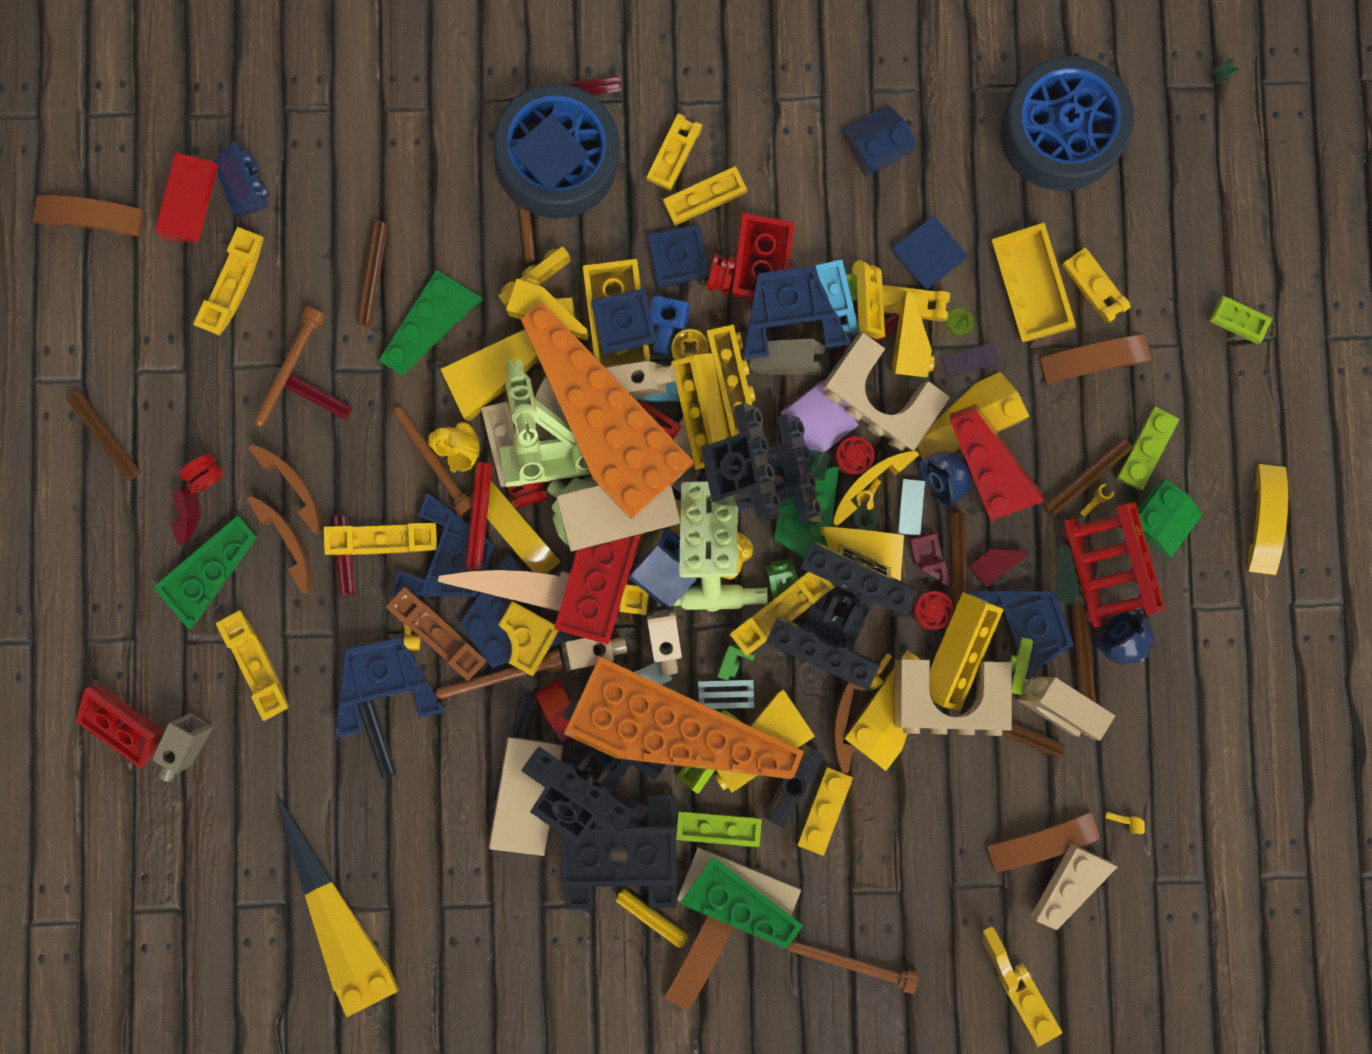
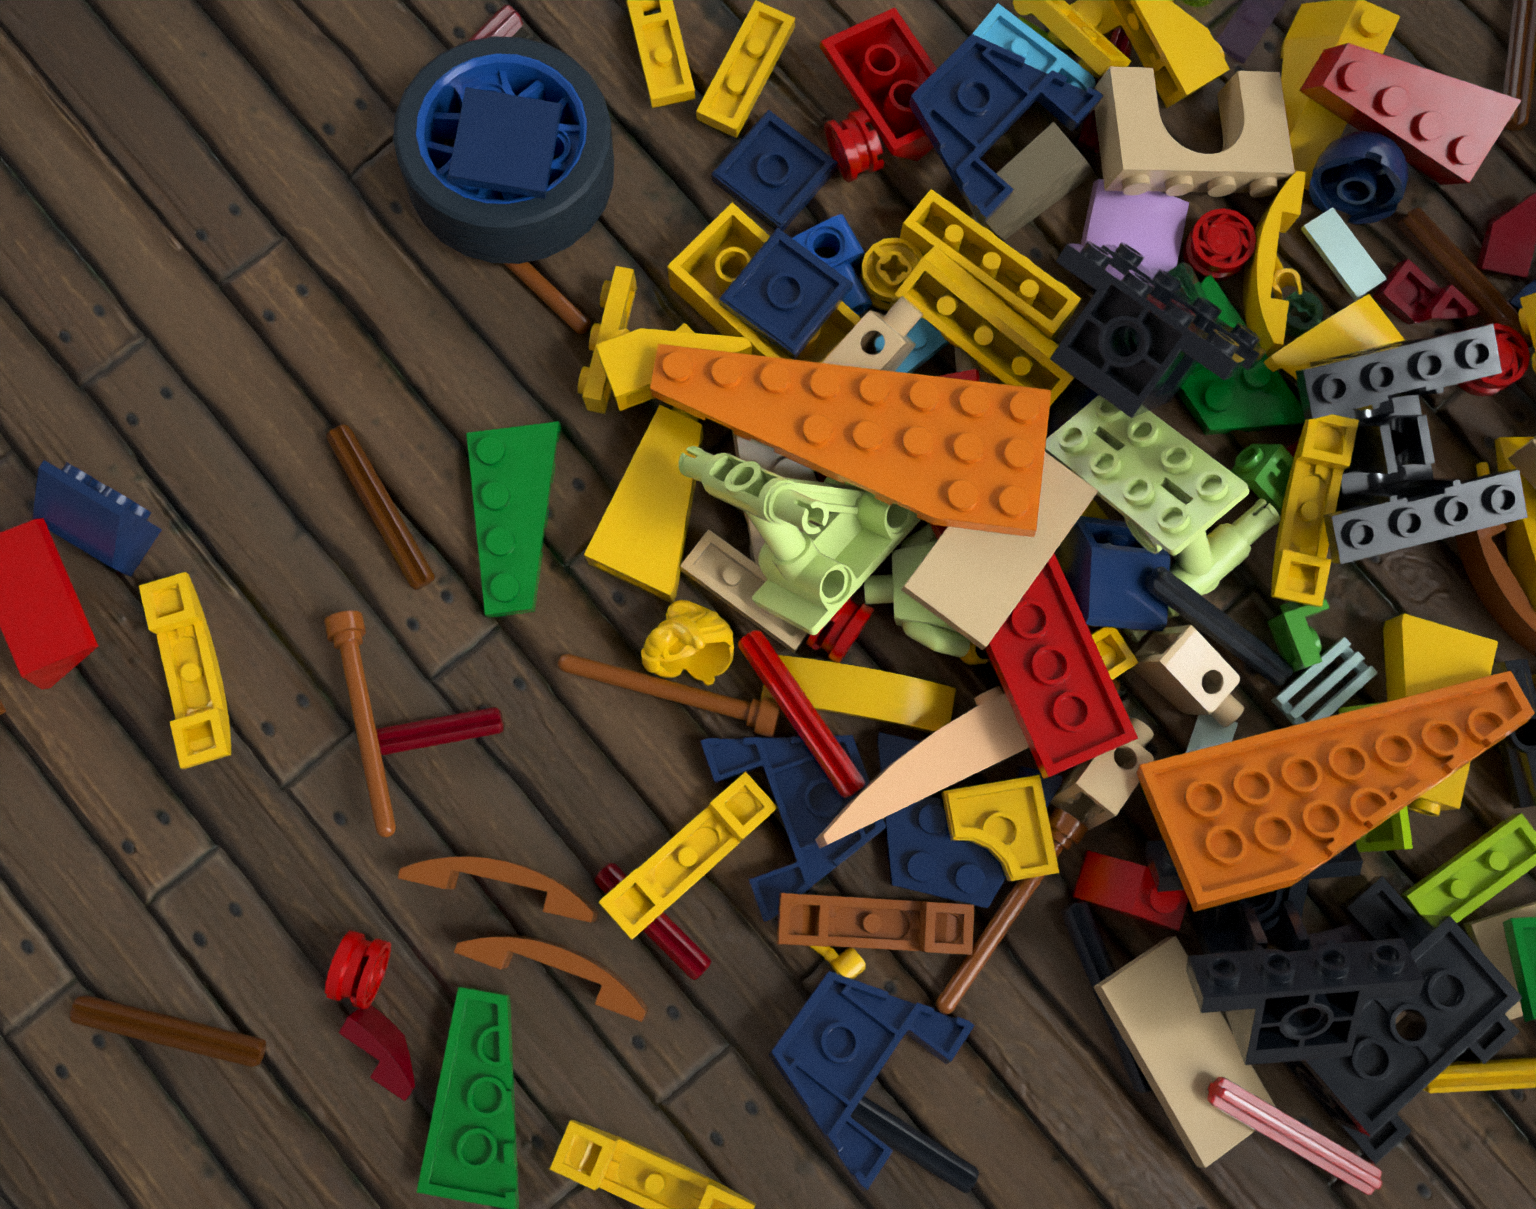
camera: 40 degrees left, 5 degrees down
(540, 868) = (1294, 1135): none -> axle
(694, 627) = (1218, 625): none -> black axle

